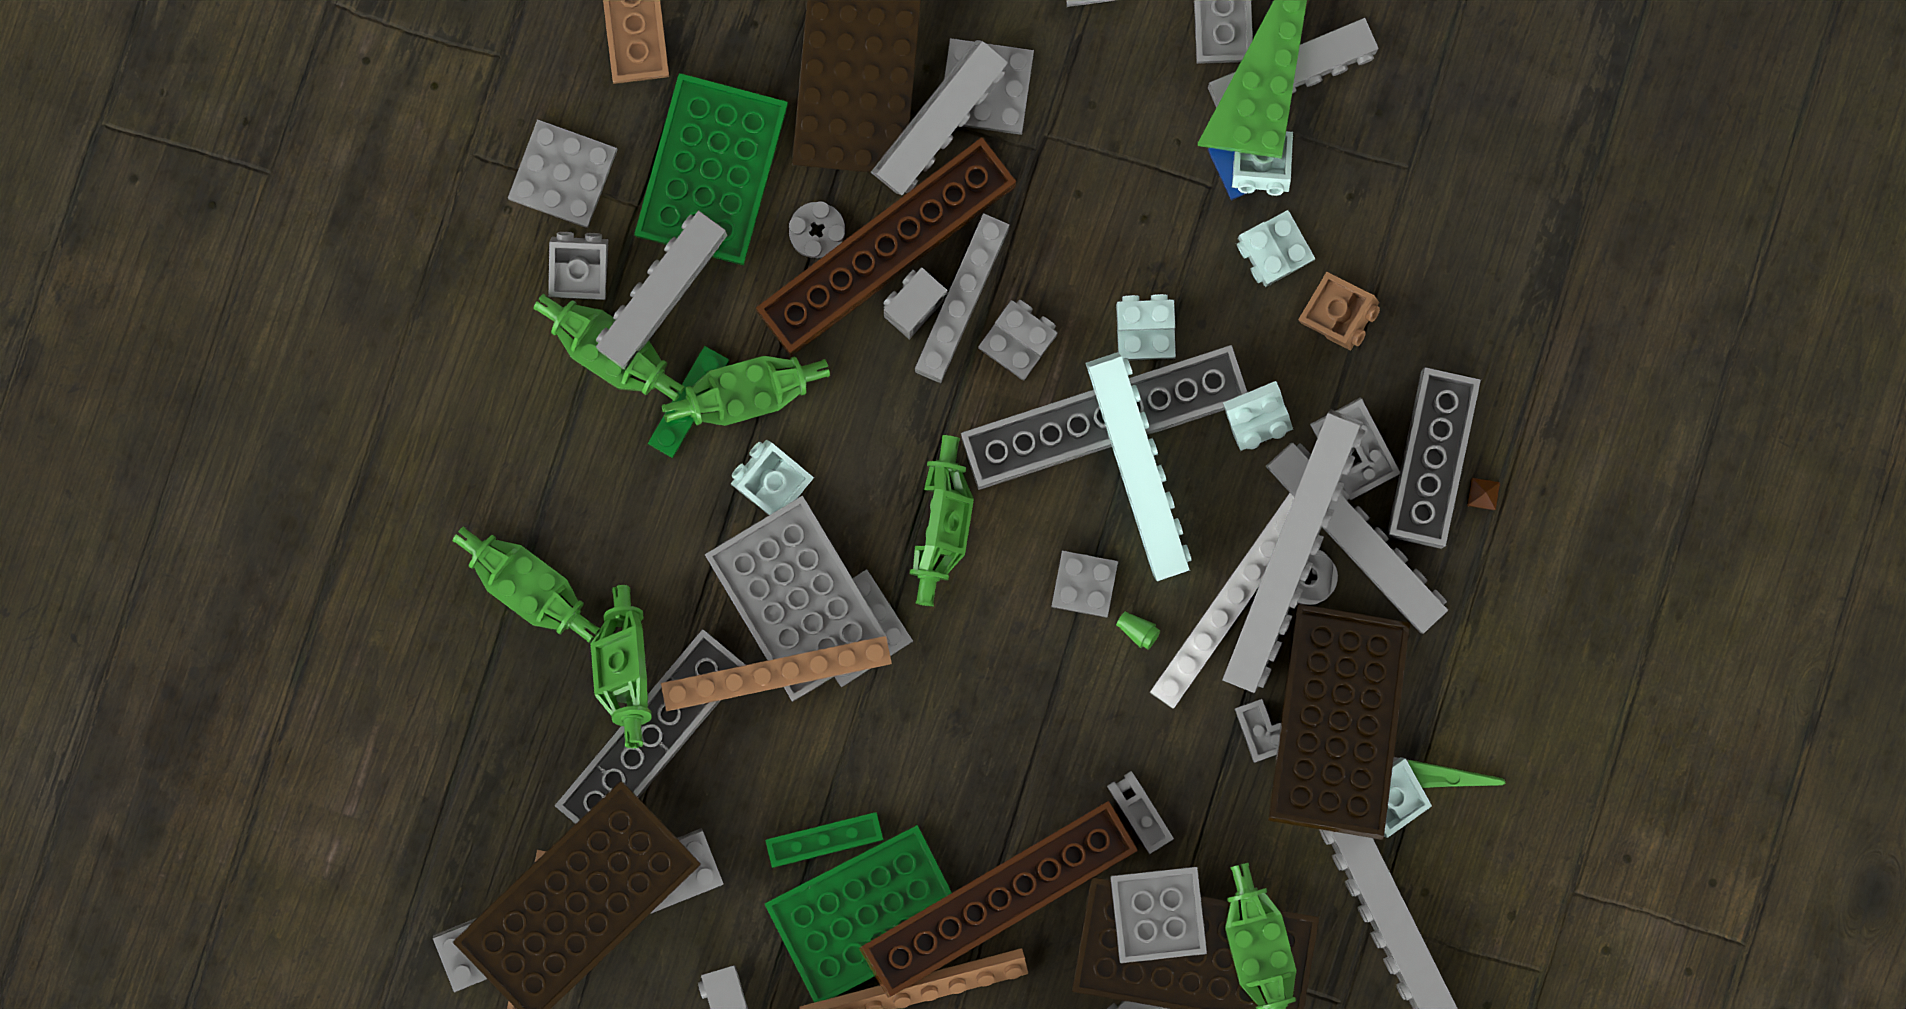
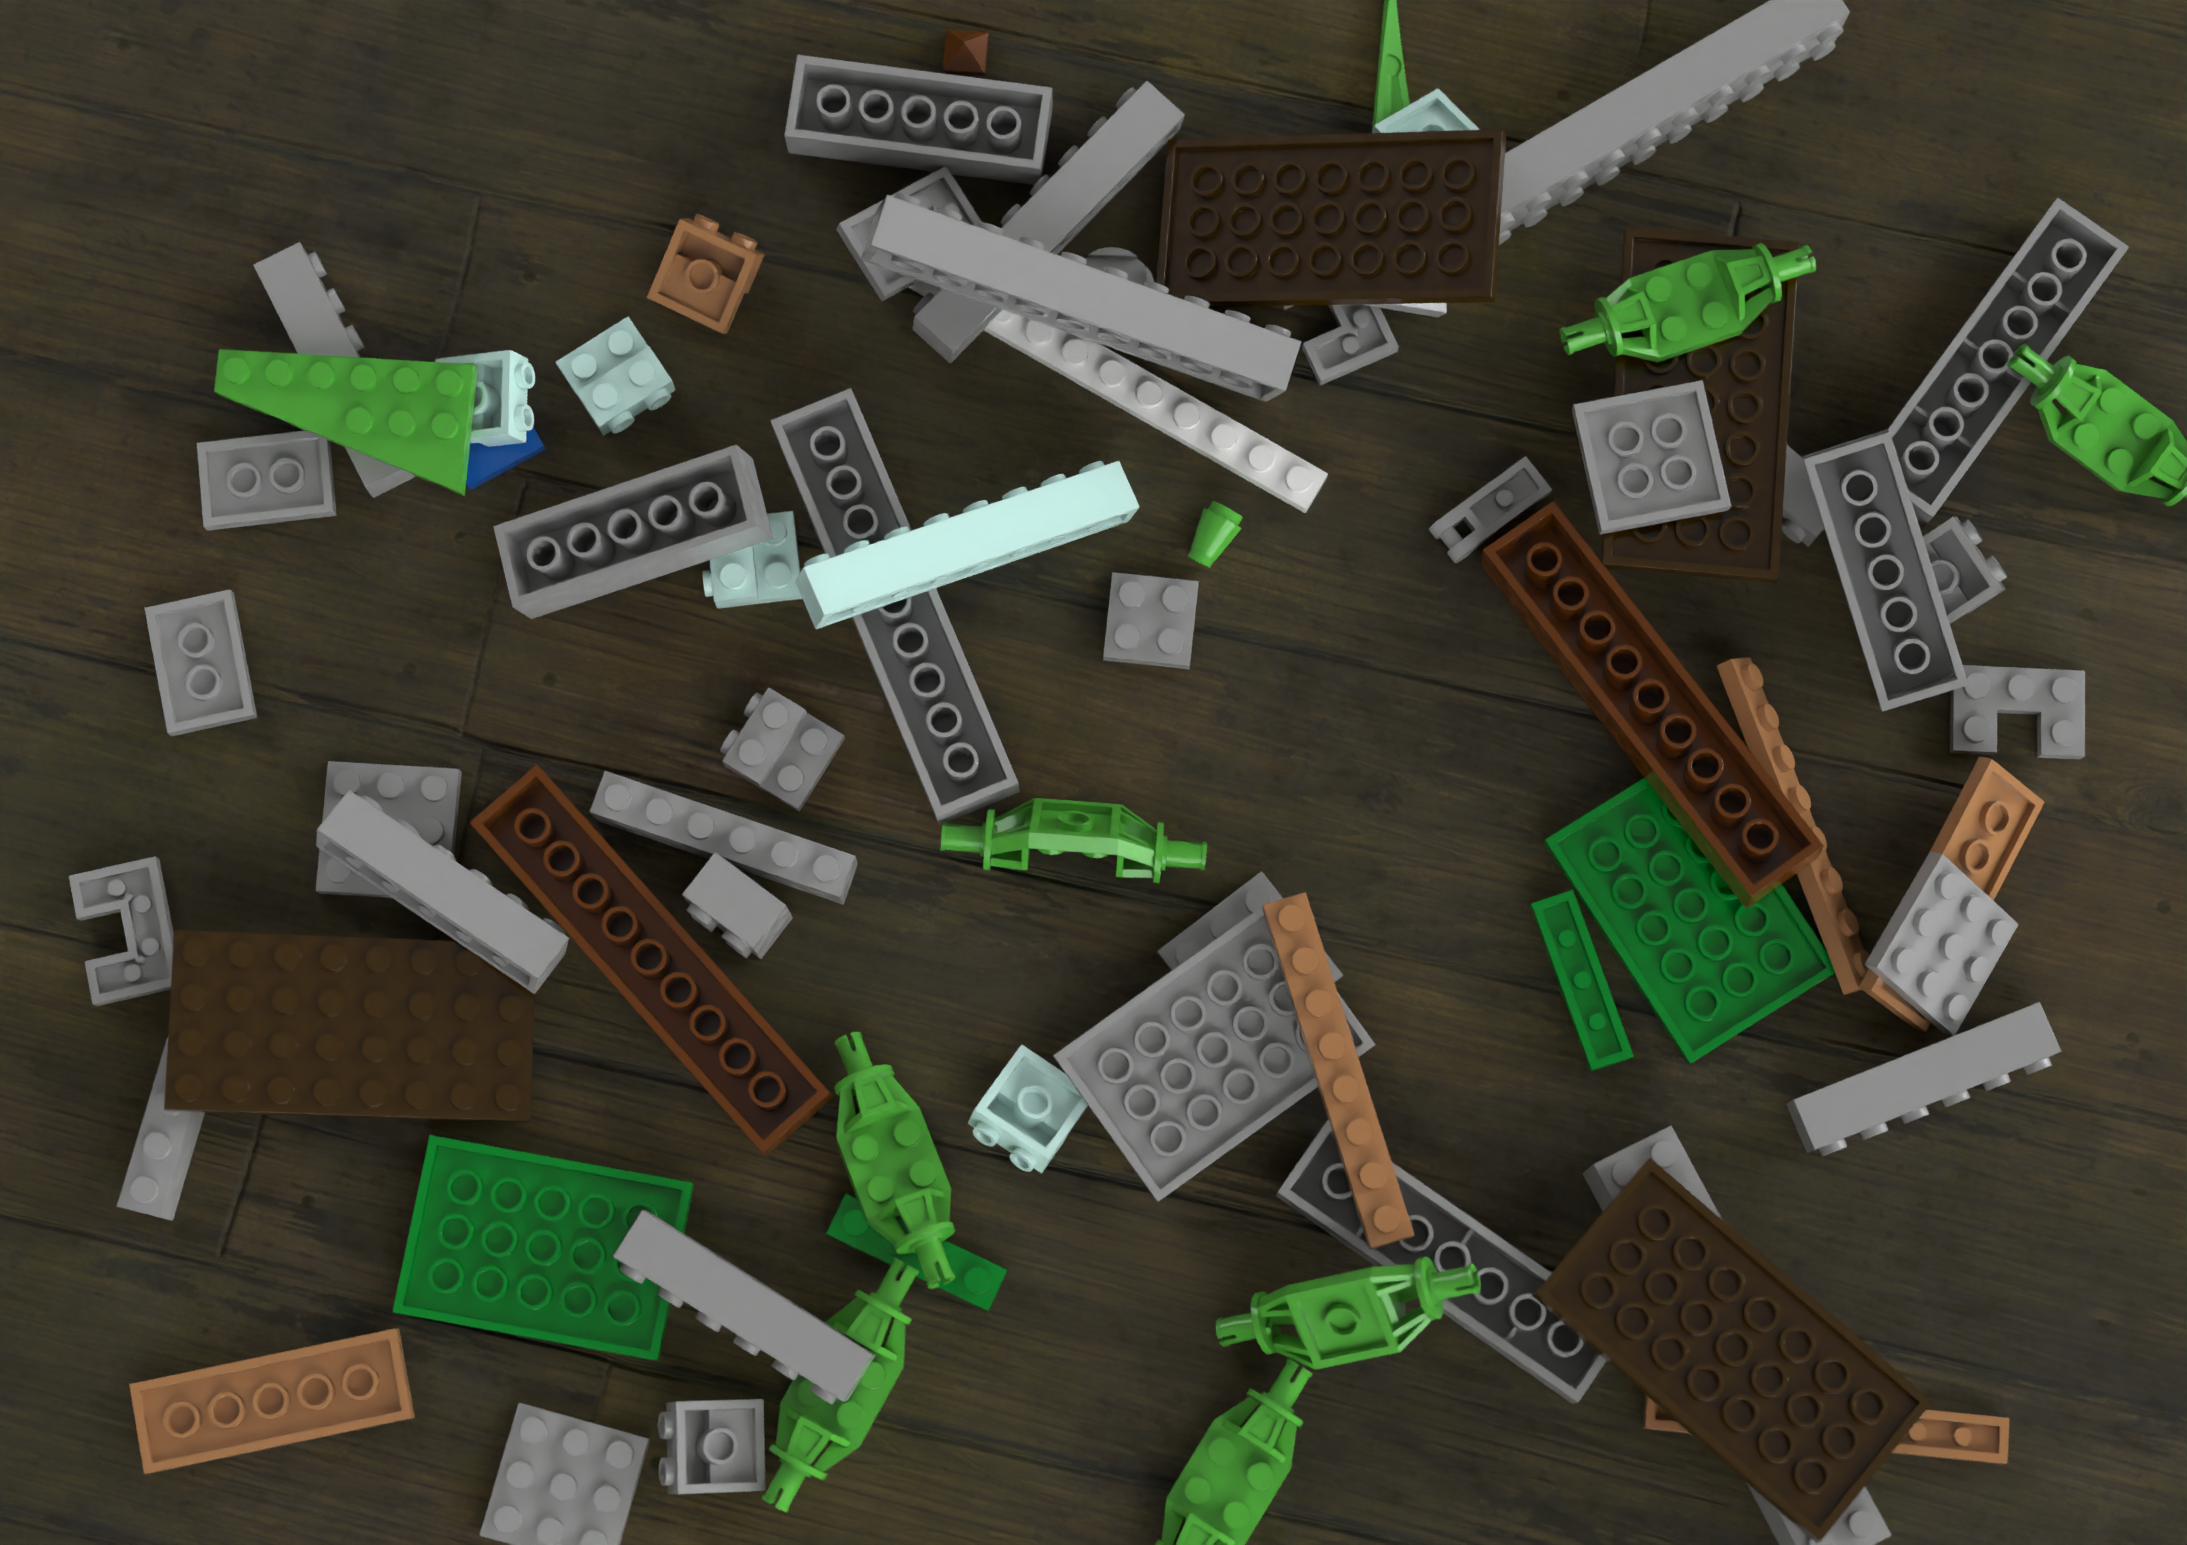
camera: 90 degrees left, 5 degrees down
(801, 226) = (656, 1077): light grey plate -> none
(1163, 252) = (633, 532): none -> light grey brick
(1258, 416) = (876, 376): light aqua plate -> none

